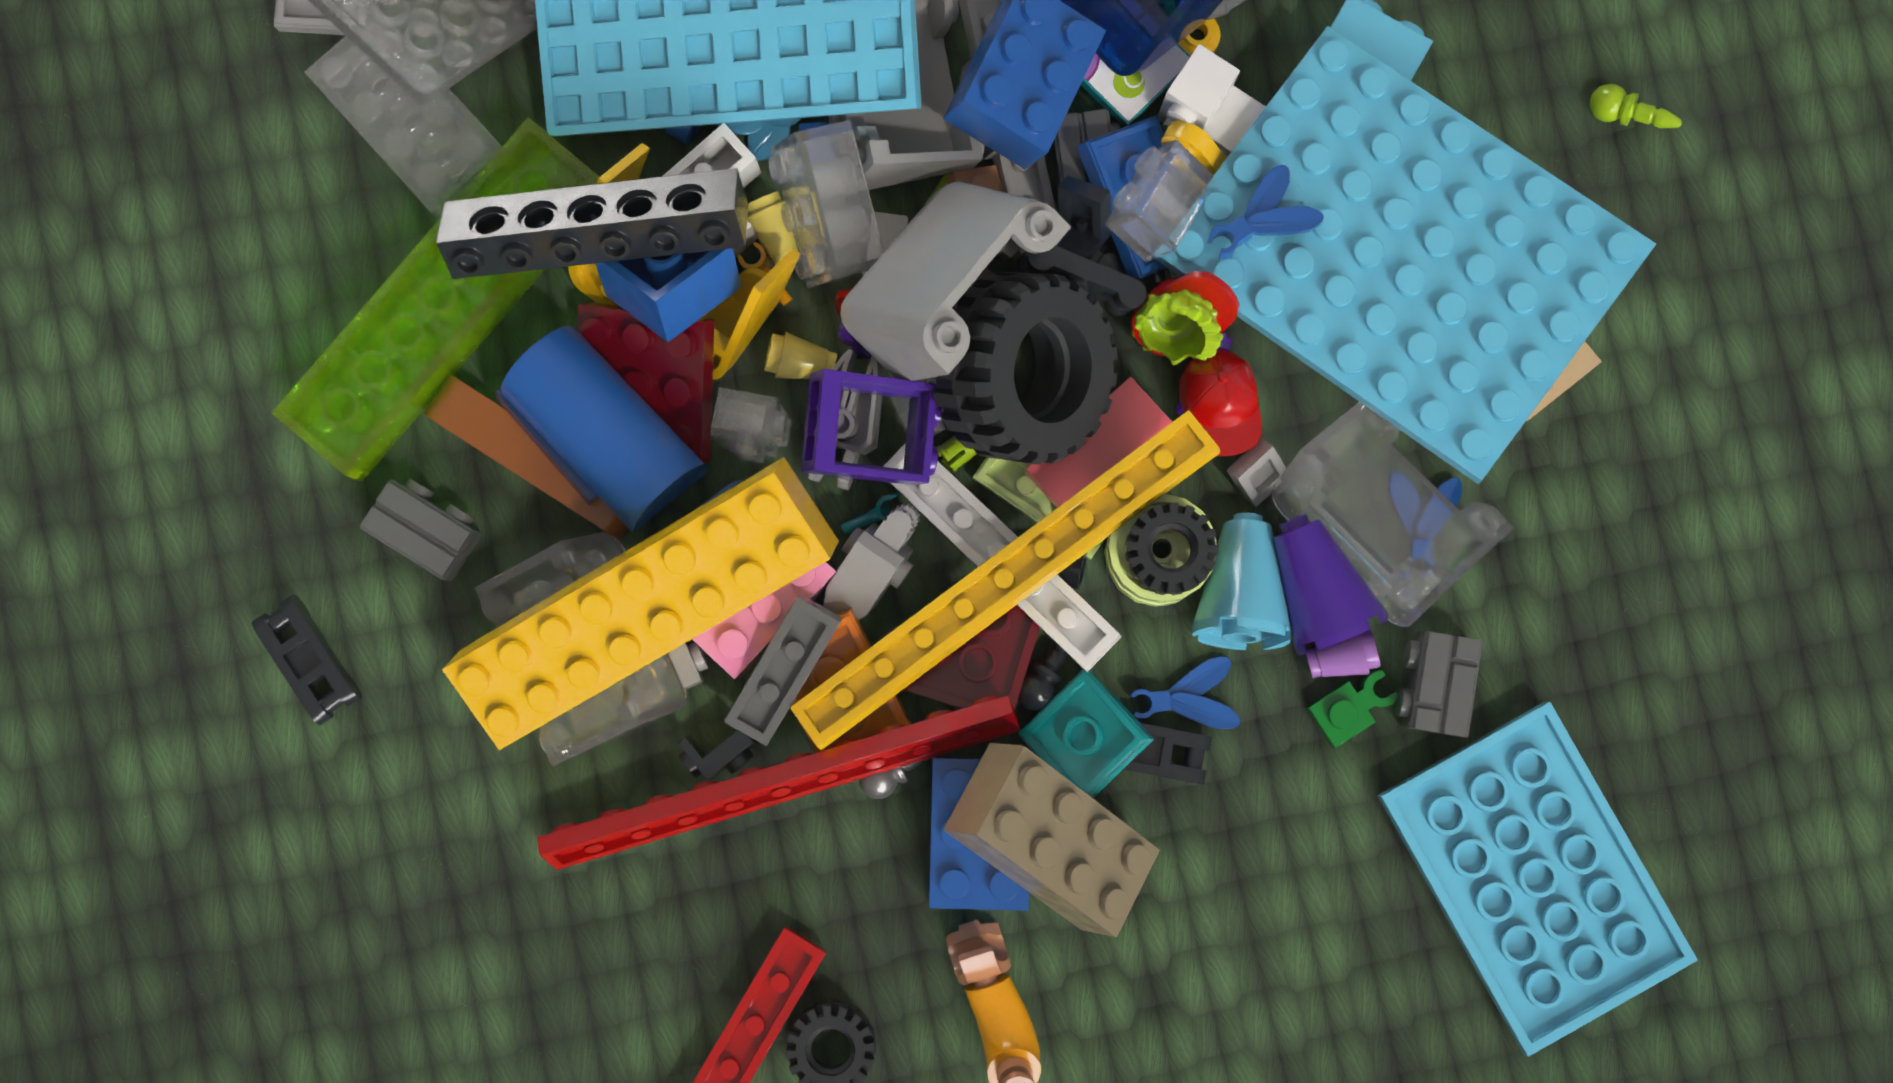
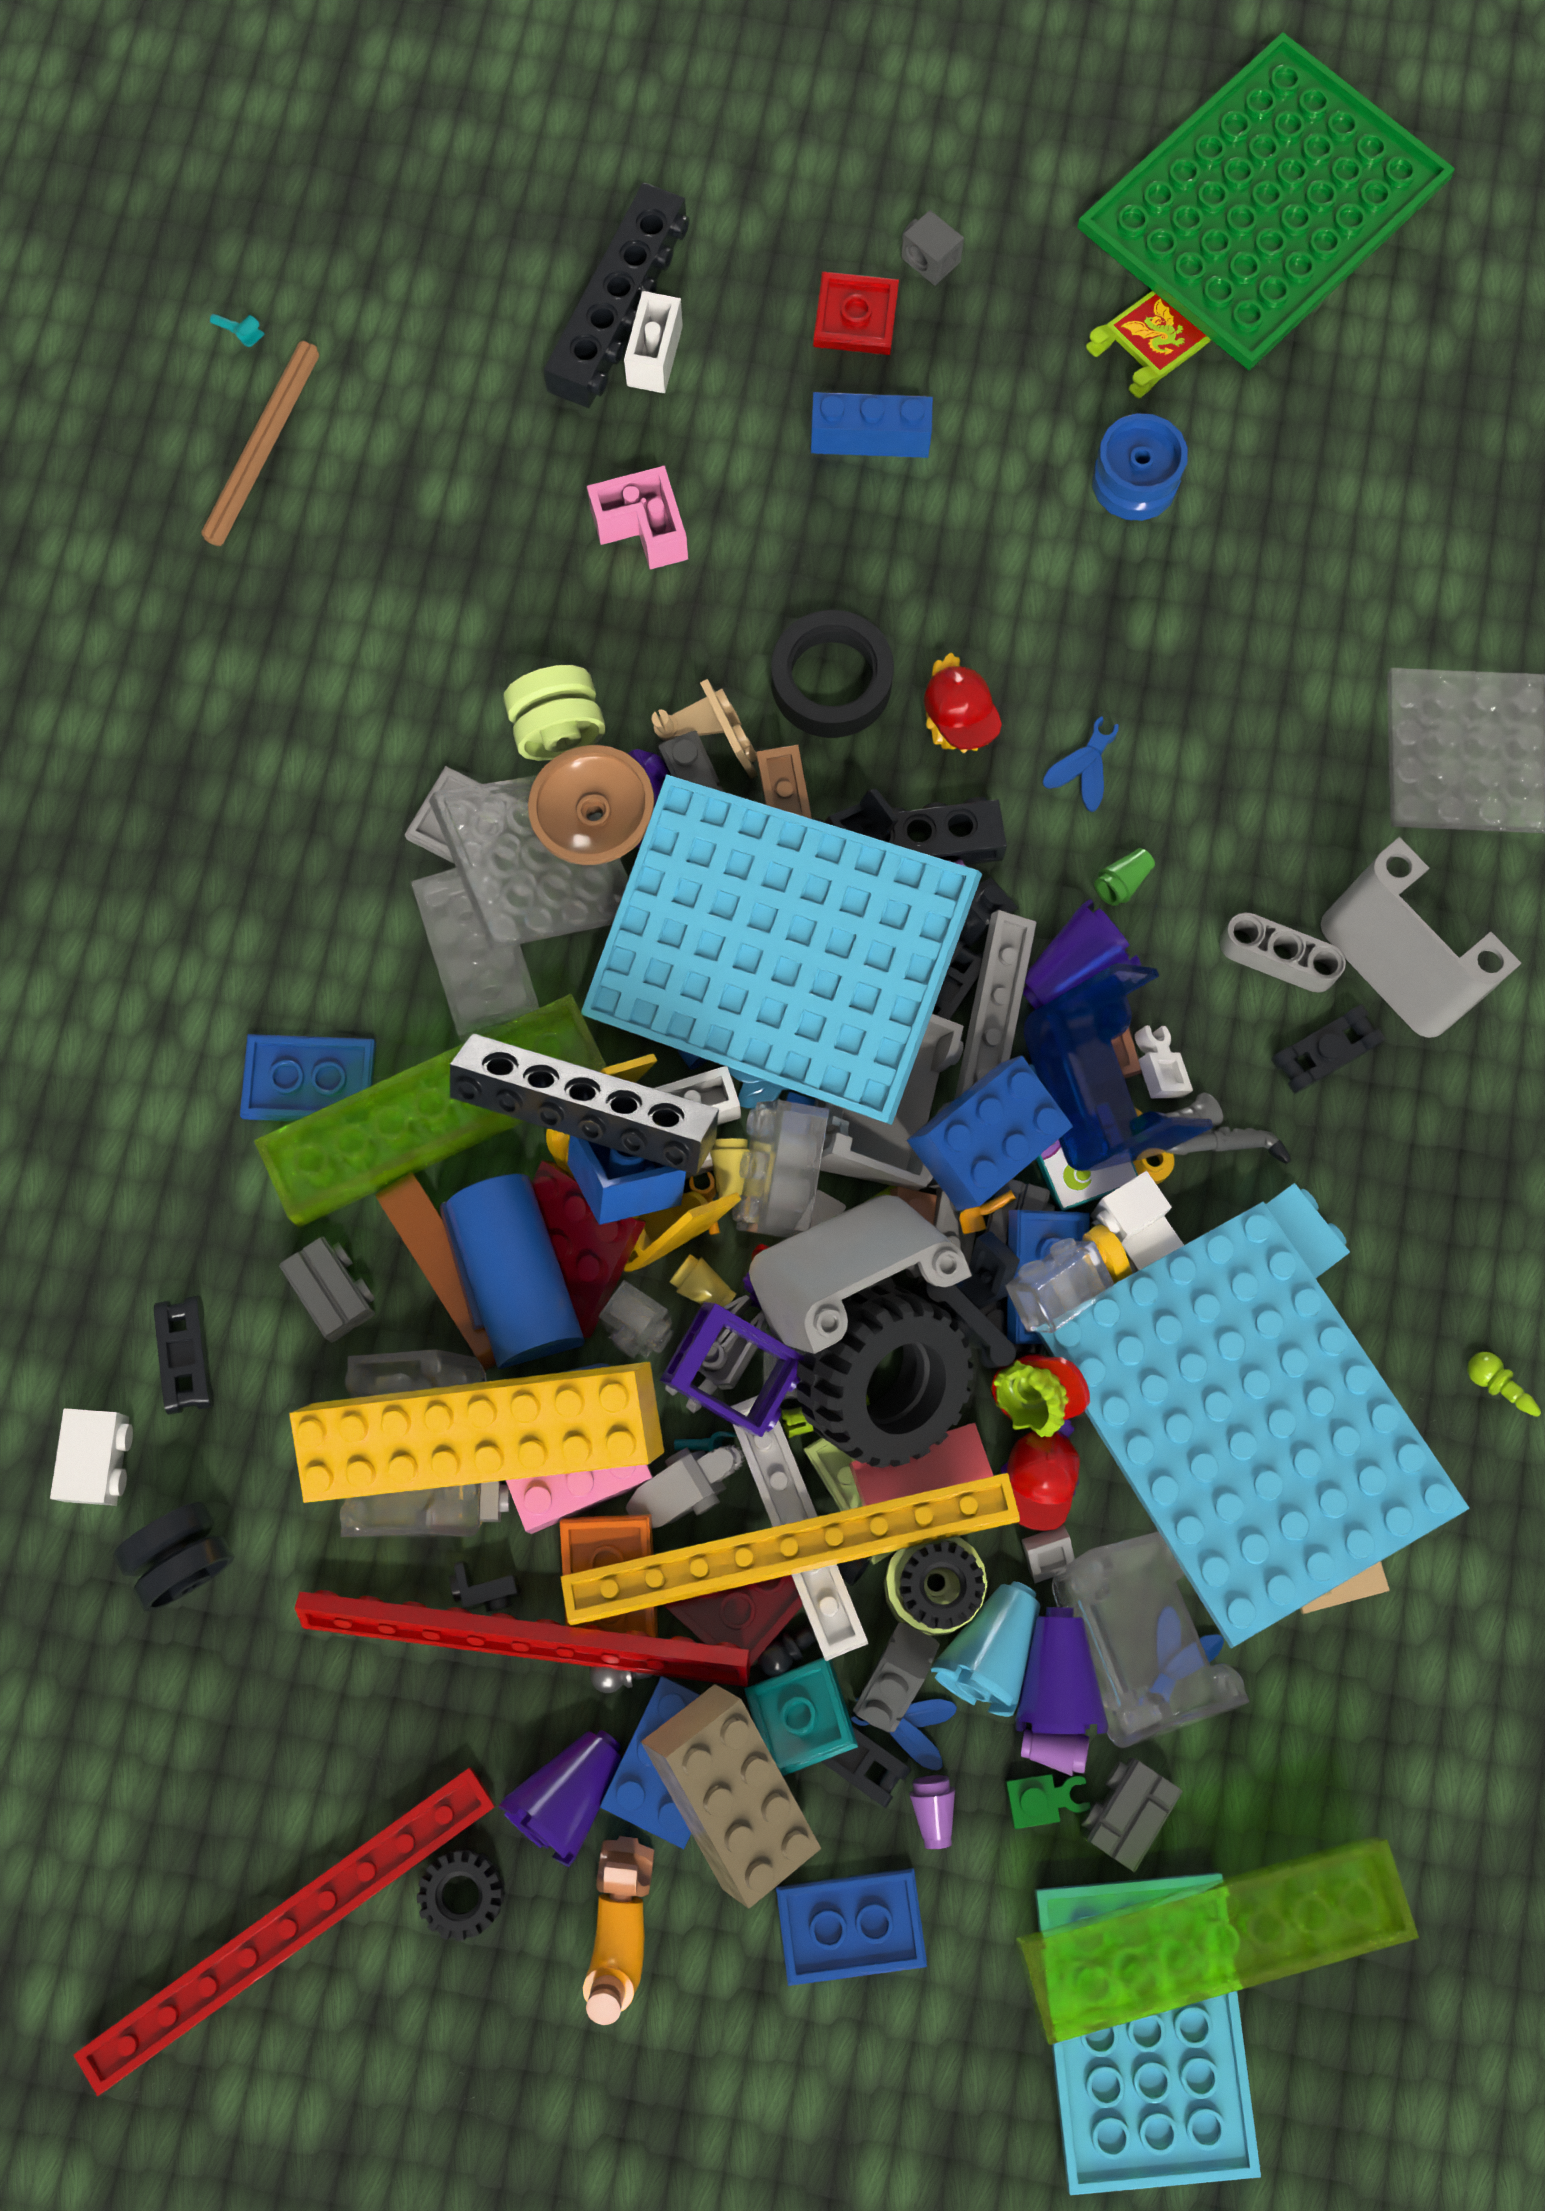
camera: 25 degrees right, 10 degrees down
(263, 800) = (91, 1457): none -> white brick
(289, 324) = (302, 1074): none -> blue tile
(393, 859) = (173, 1556): none -> black wheel
(782, 669) = (569, 1541): dark grey plate -> none
(890, 911) = (565, 1795): none -> dark purple cone
(1042, 171) = (972, 1218): none -> light orange hand
(1162, 656) = (896, 1677): none -> dark grey brick
(1218, 908) = (851, 1926): none -> blue tile
(1250, 764) = (934, 1809): none -> medium lavender cone
(1264, 217) = (1141, 1339): blue piece -> none
(1572, 764) = (1215, 1939): none -> clear neon green brick

